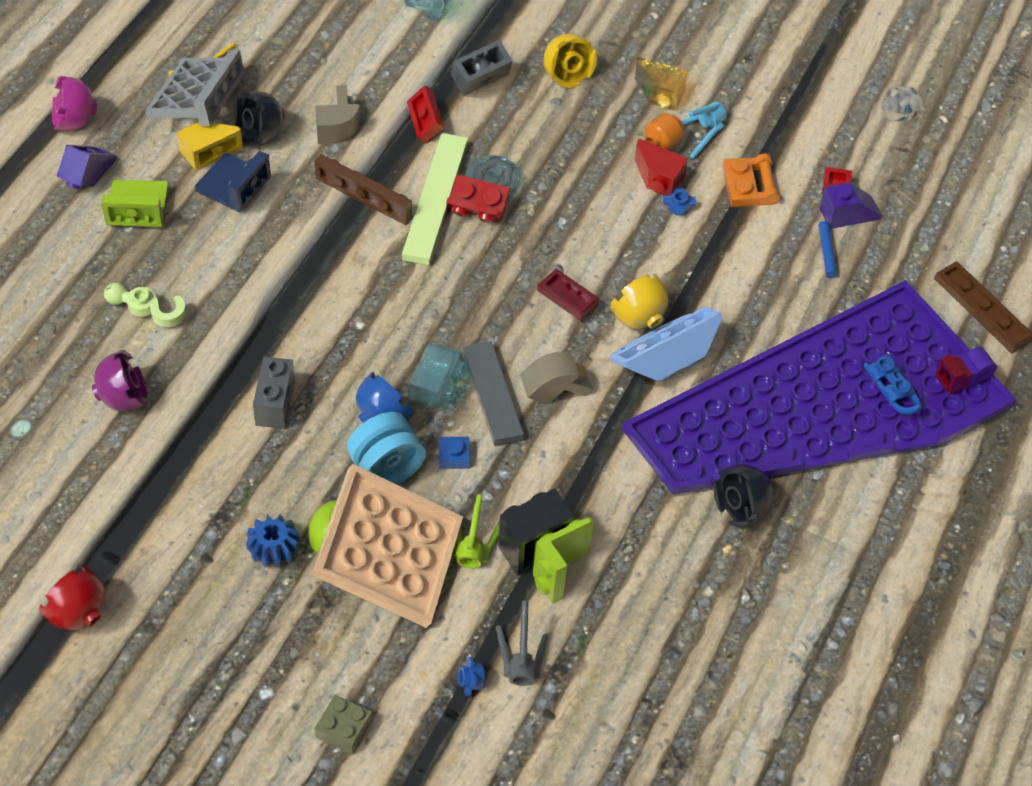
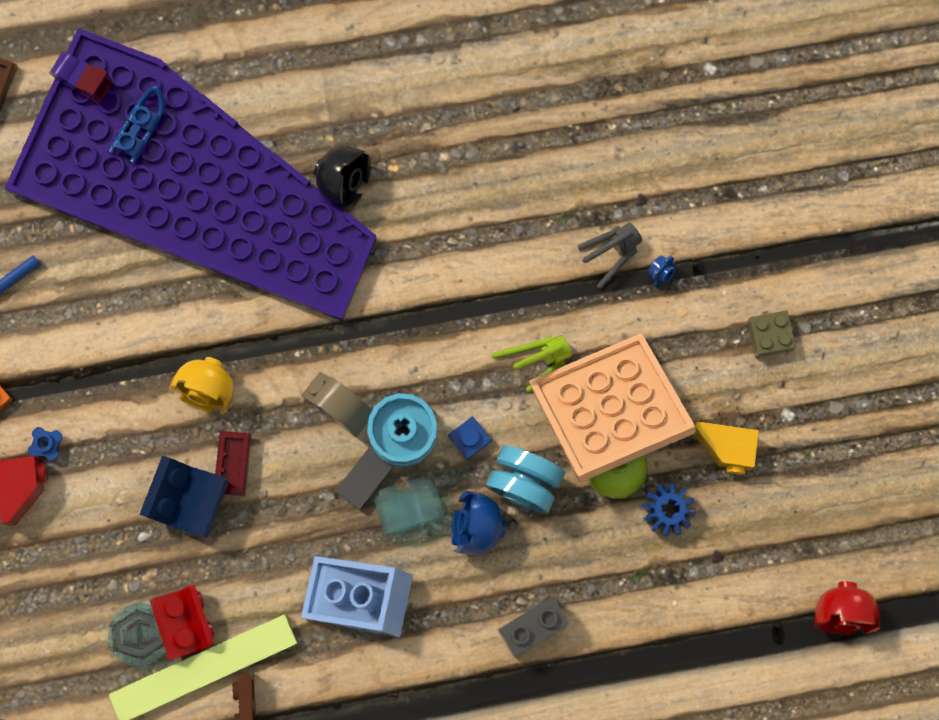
camera: 125 degrees left, 25 degrees up
(283, 618) = (729, 446): none -> yellow slope
(398, 306) = (357, 595): none -> light blue slope
(496, 396) = (398, 412): none -> medium azure wheel
(525, 524) = (507, 306): black brick -> none
(558, 550) = (518, 281): lime bracket -> none
(572, 248) = (184, 497): none -> dark blue bracket
(670, 345) = (239, 338): light blue wedge -> none

